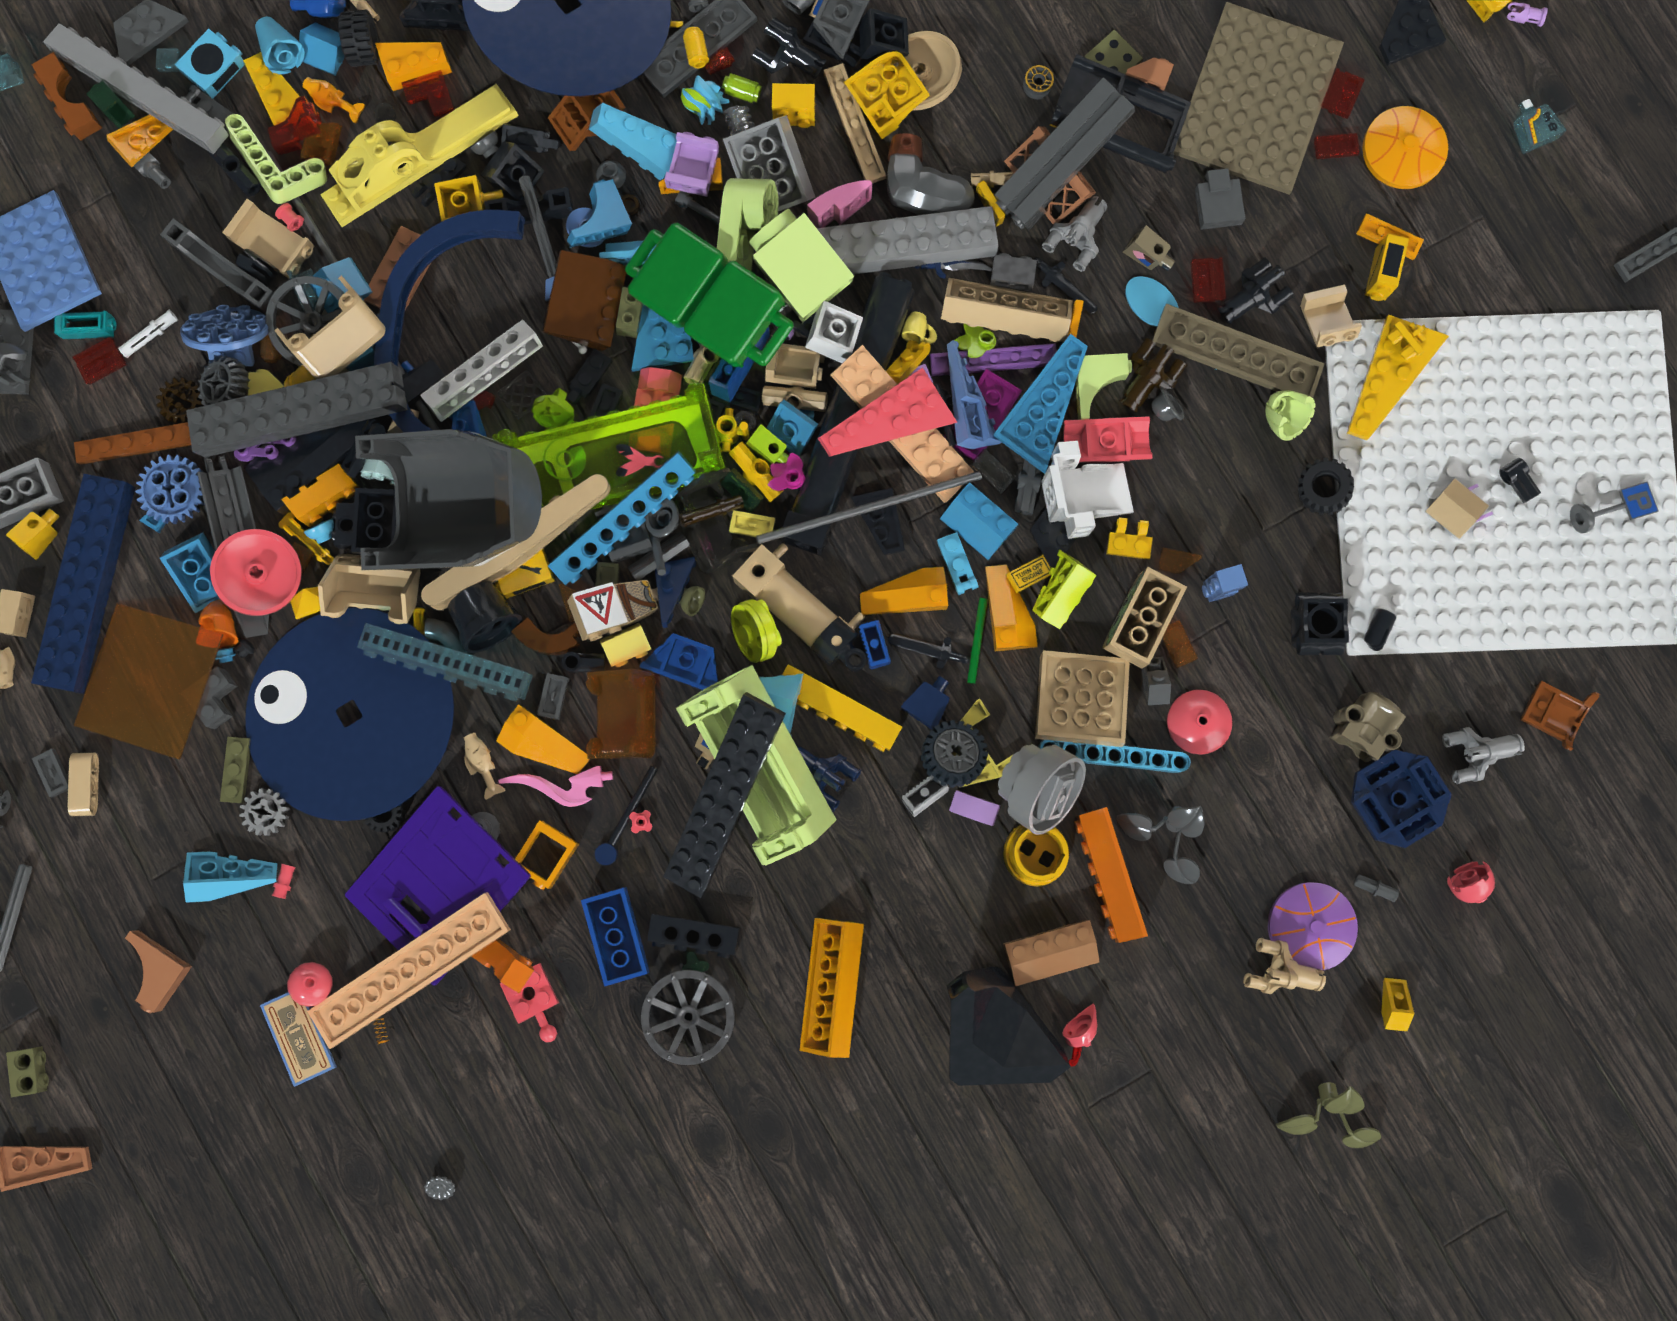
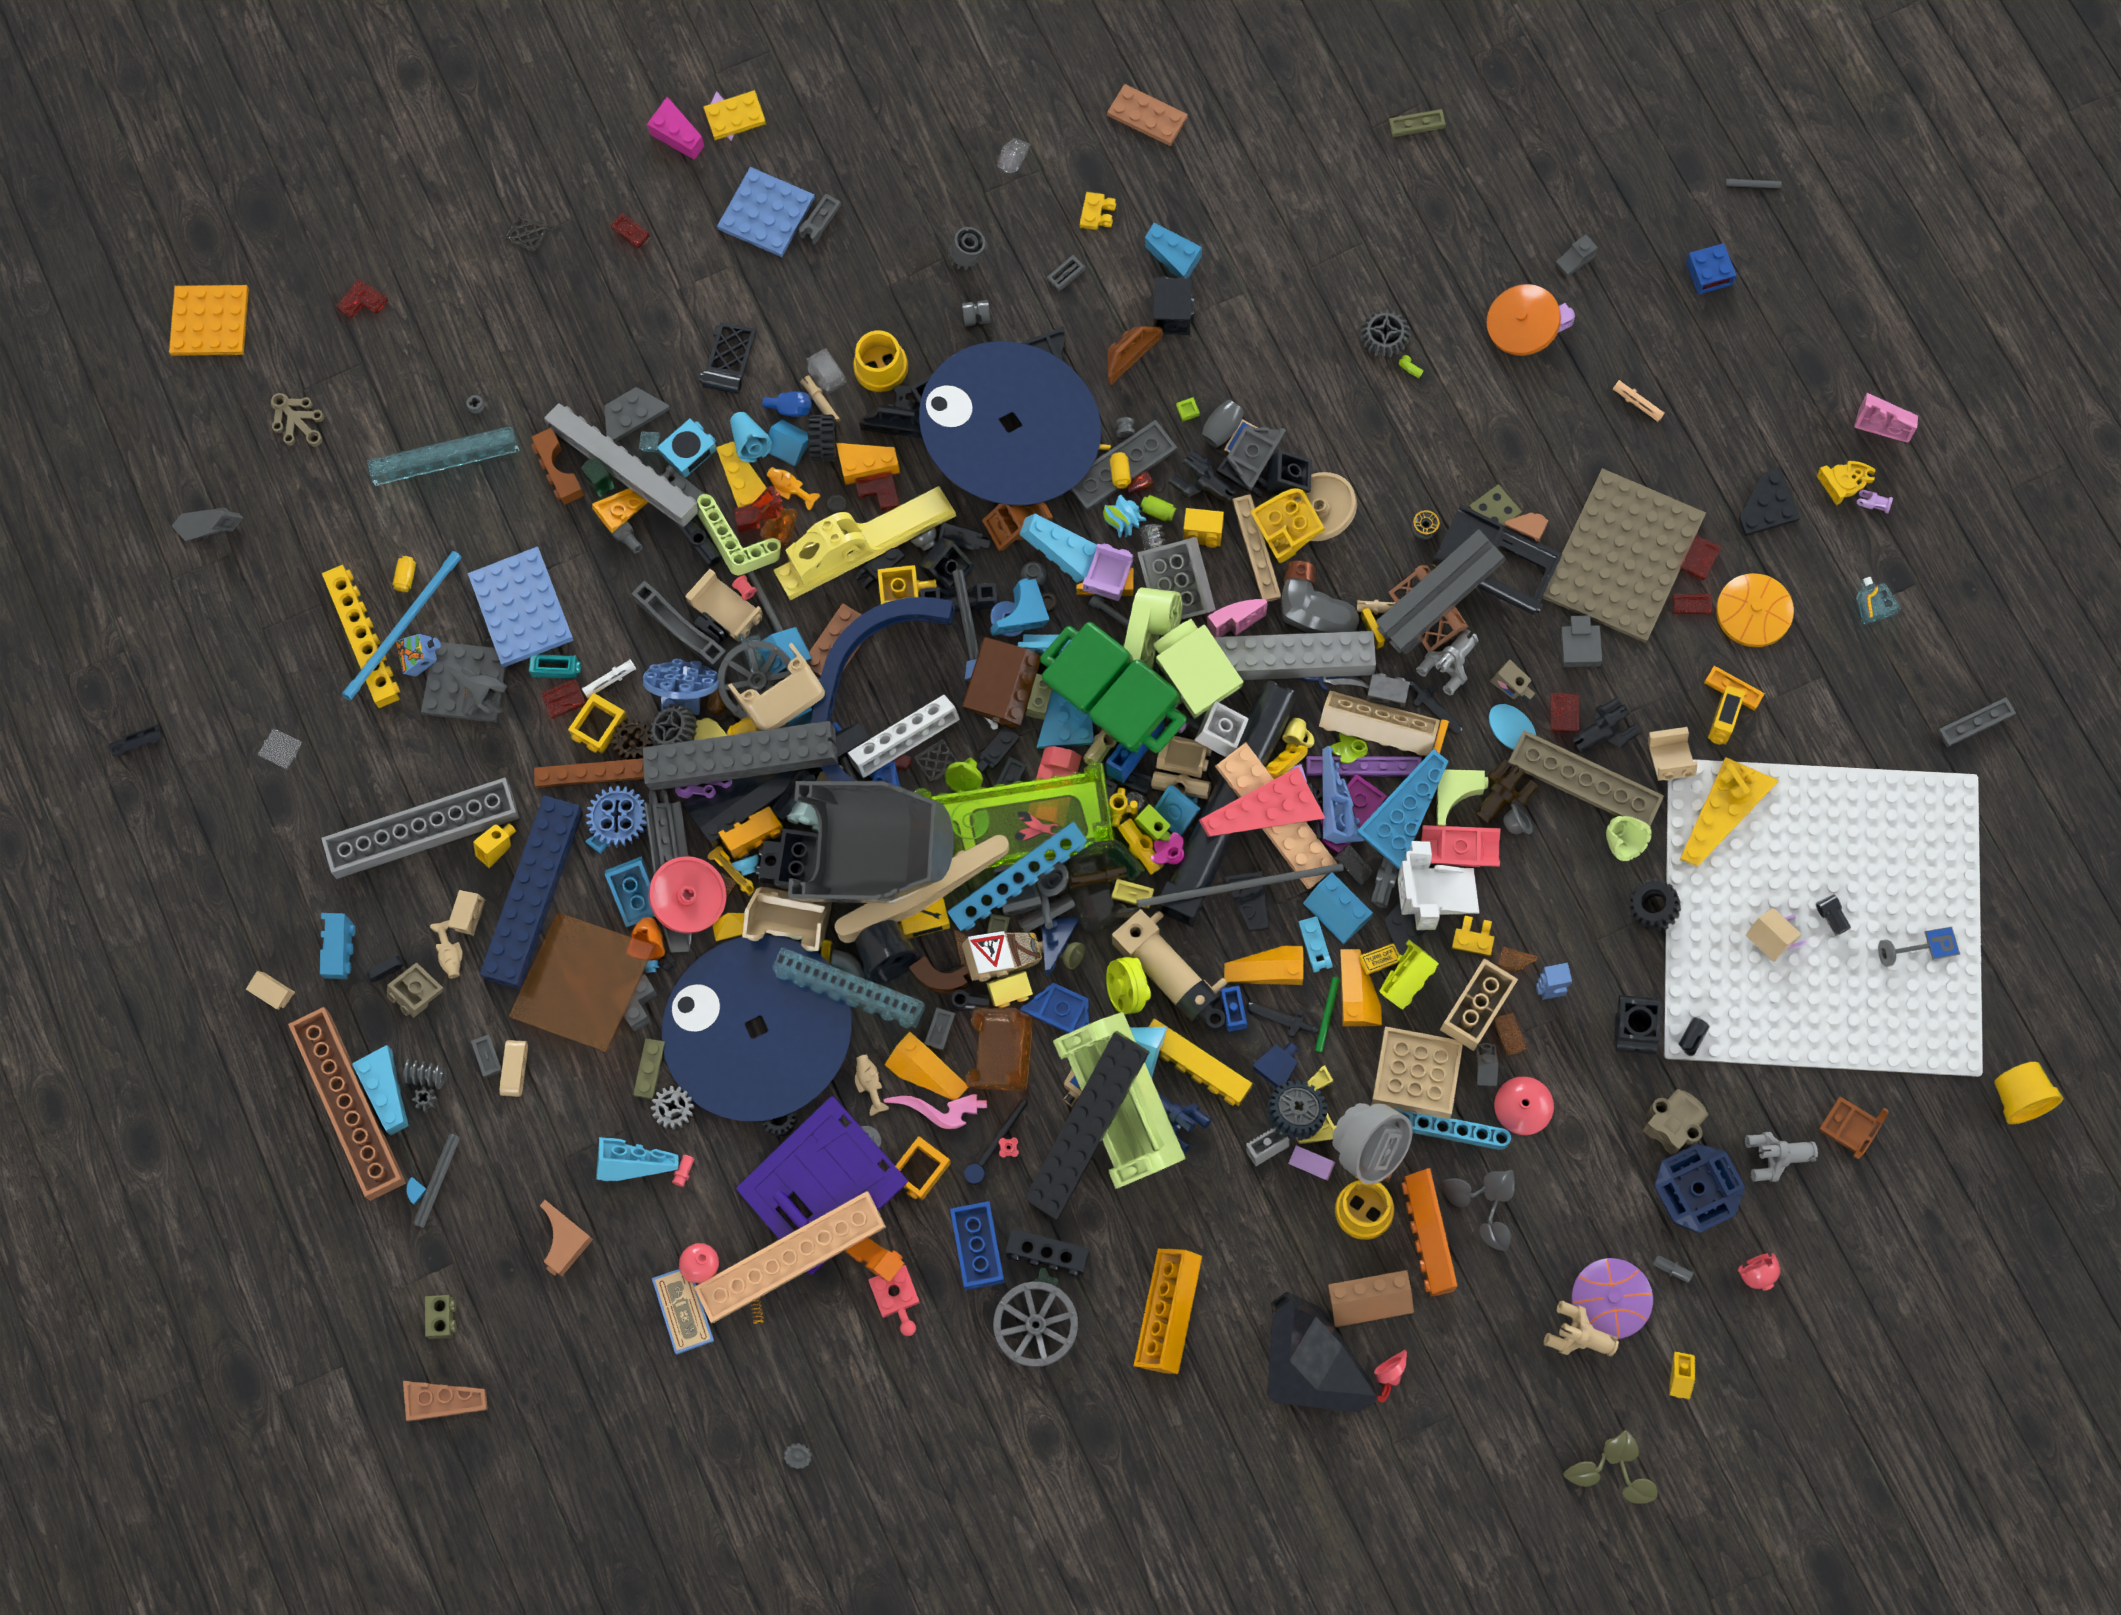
camera: 10 degrees right, 10 degrees down
(149, 404) = (609, 708): none -> yellow window

